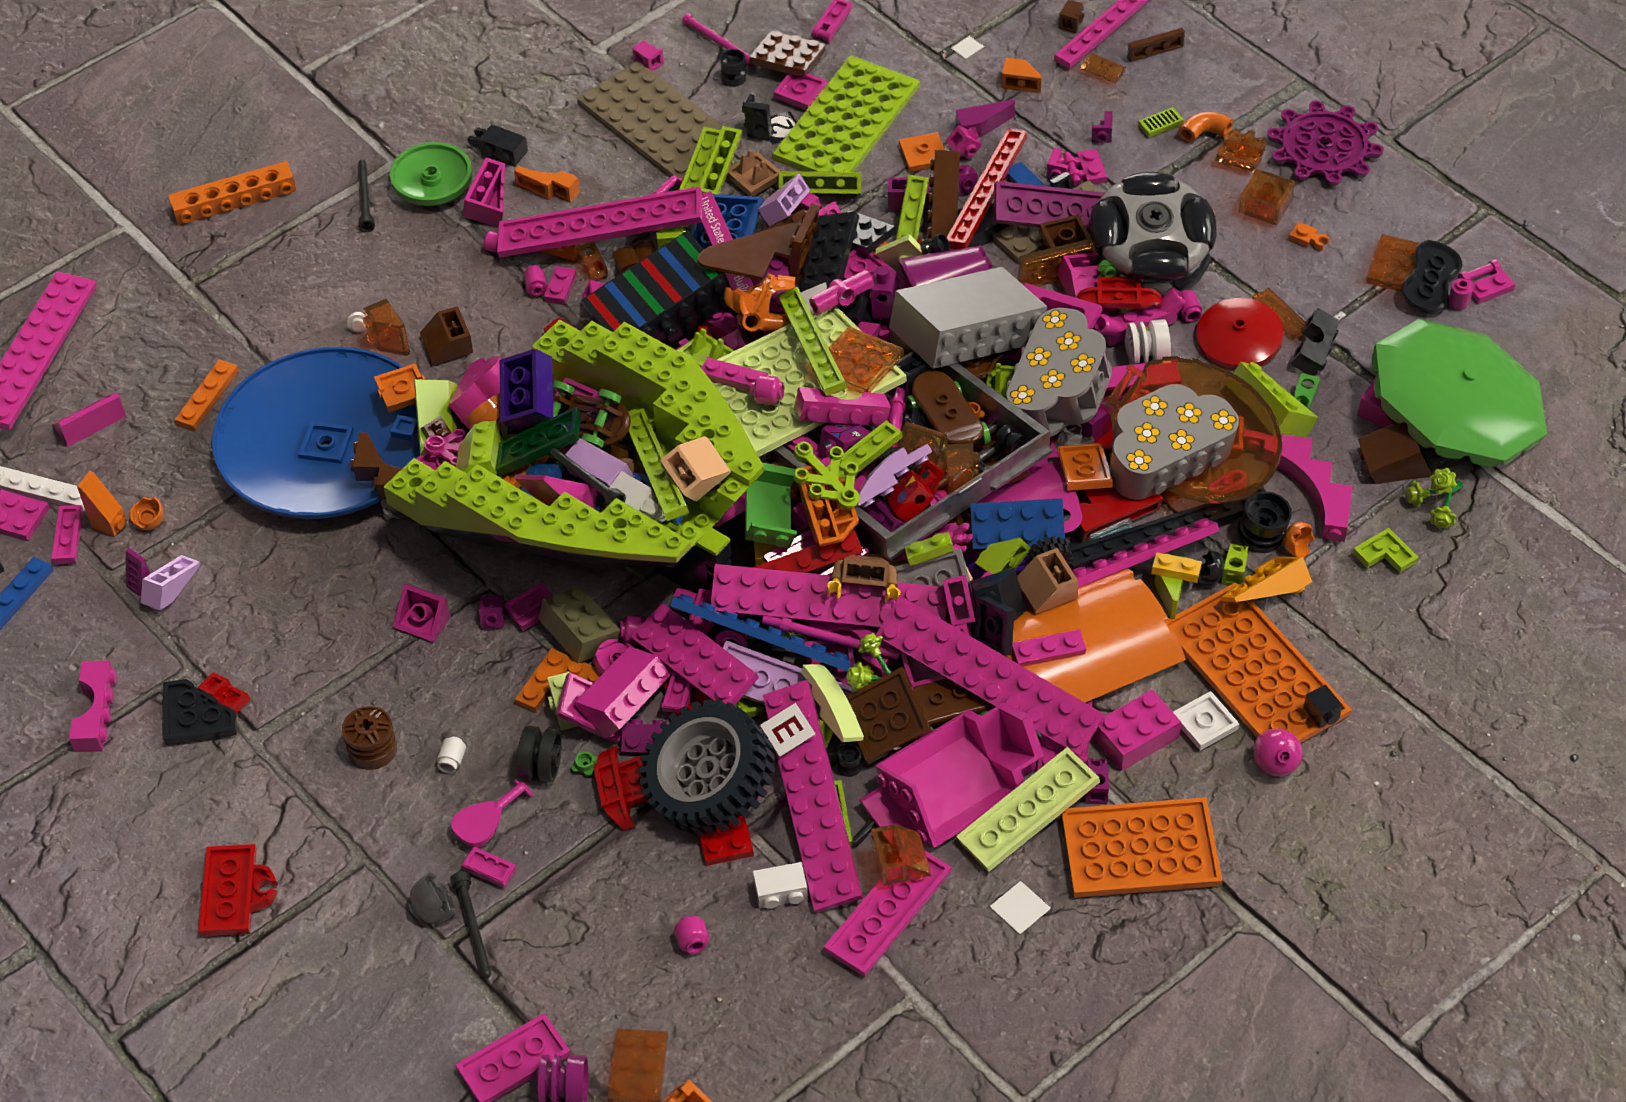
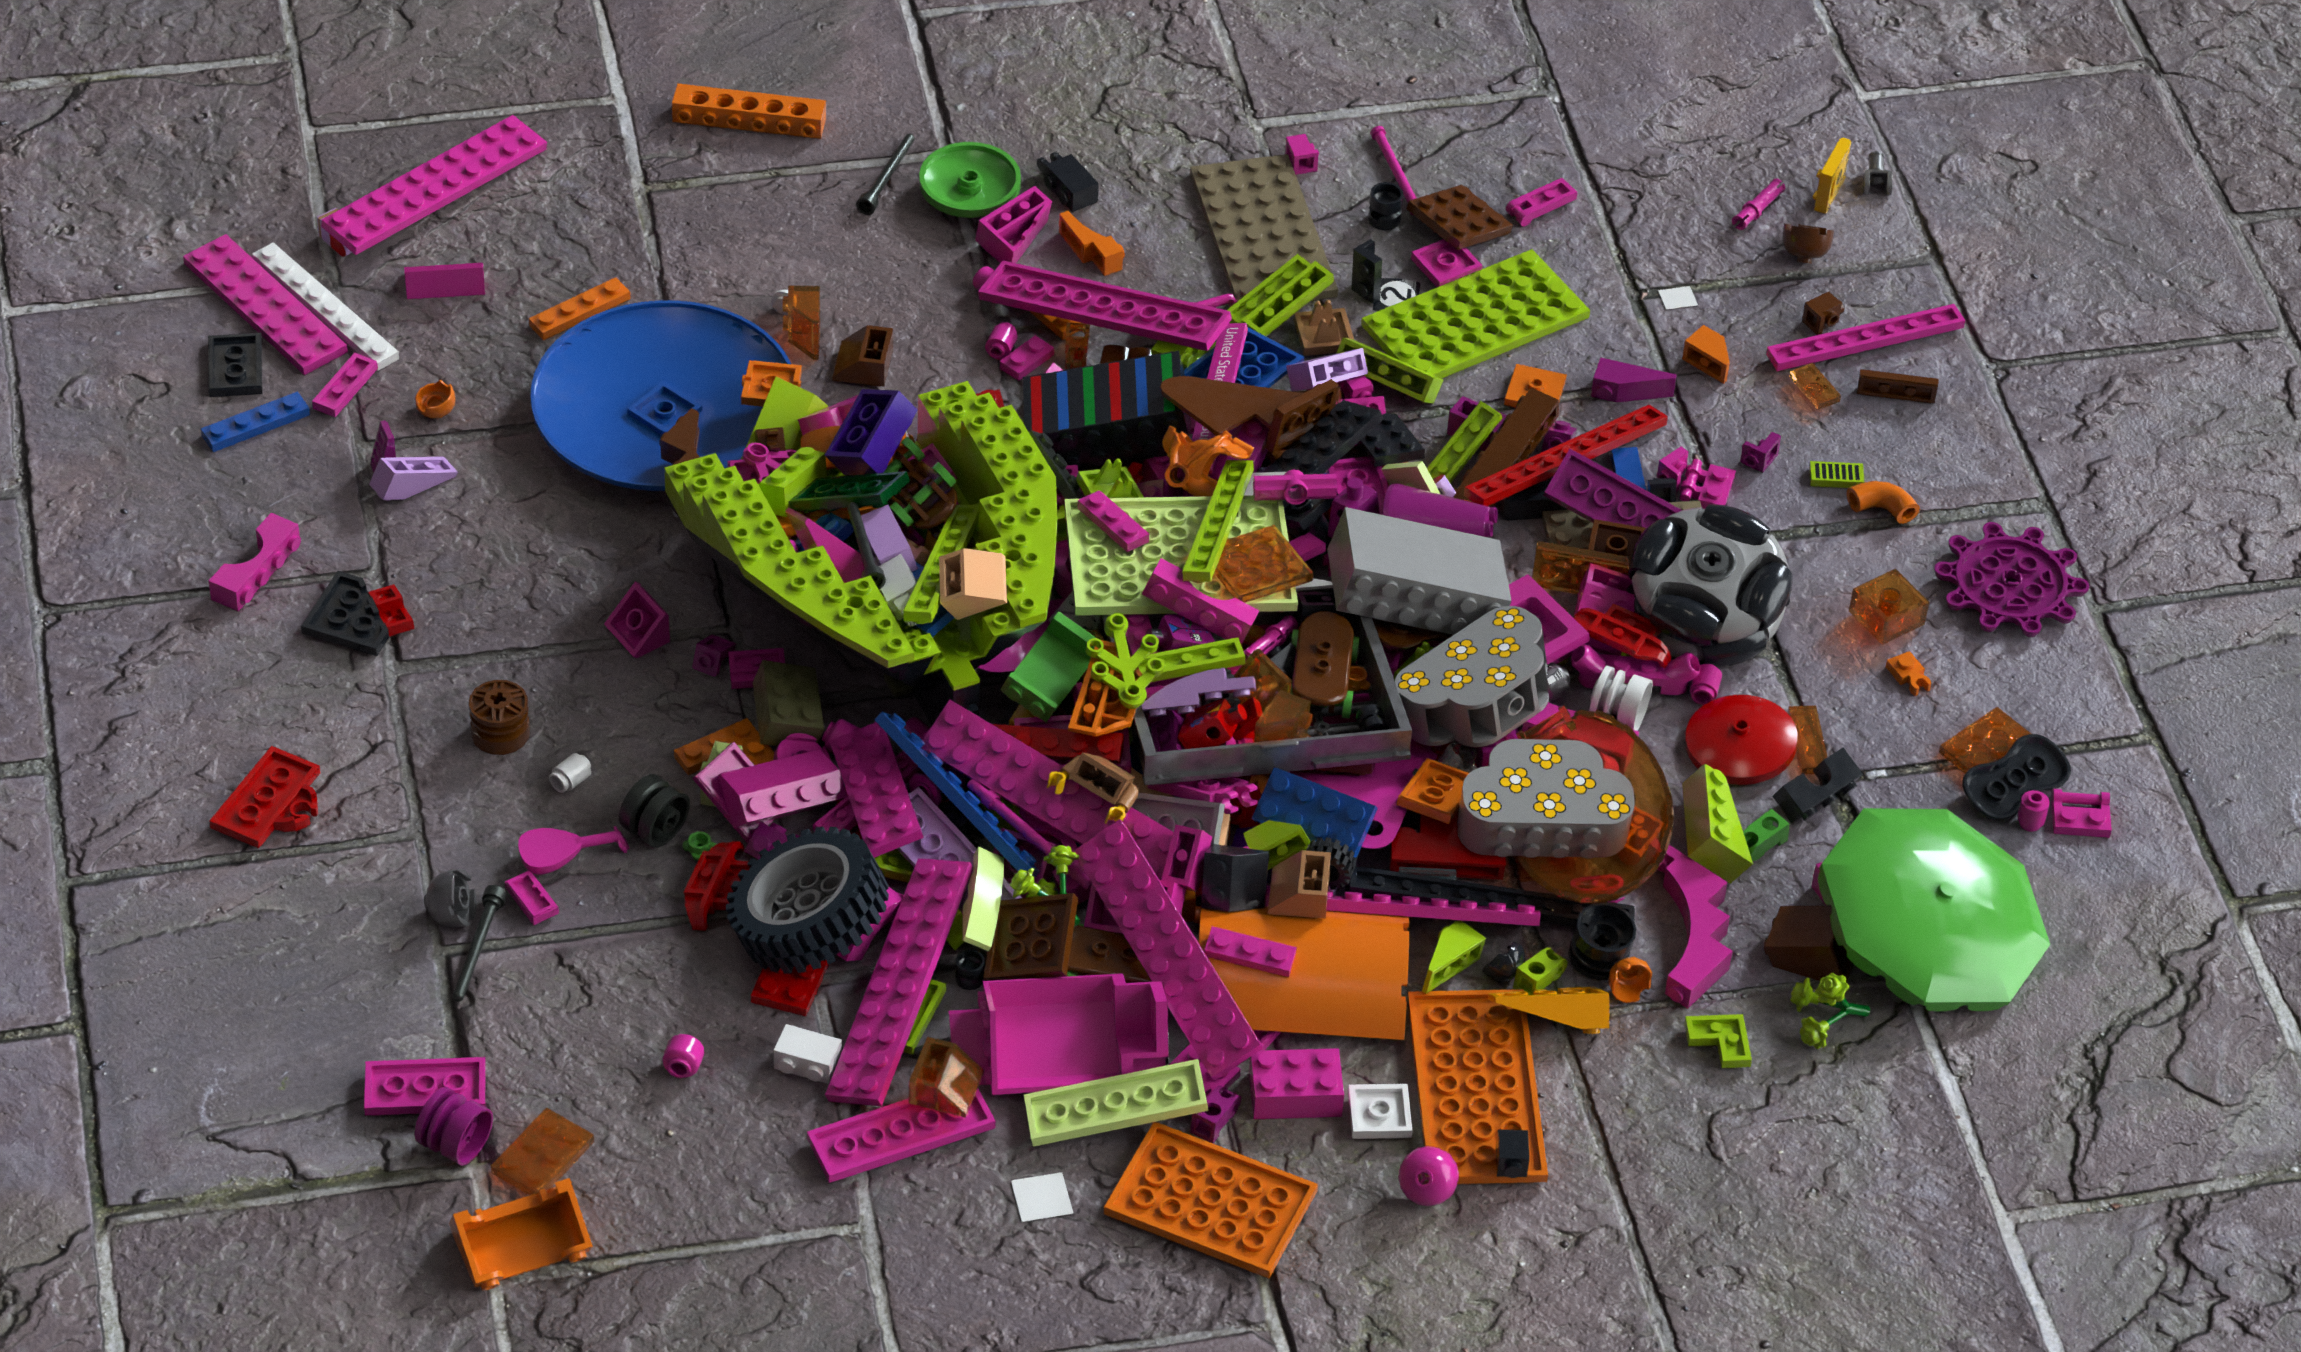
camera: 25 degrees right, 5 degrees down
(100, 506) = (390, 368): orange slope -> none
(404, 428) = (742, 426): blue plate -> none
(767, 390) = (1132, 549): dark pink head -> none
(787, 729) = (916, 902): white sticker -> none
(930, 548) = (1186, 789): lime plate -> none
(937, 244) = (1451, 486): black wheel -> none
(964, 141) = (1584, 397): dark pink brick -> none
(994, 625) = (1203, 899): black plate -> none
(1107, 269) = (1628, 600): bright green plate -> none
(1176, 567) = (1461, 940): yellow plate -> none
(1242, 150) = (1904, 544): clear orange plate -> none

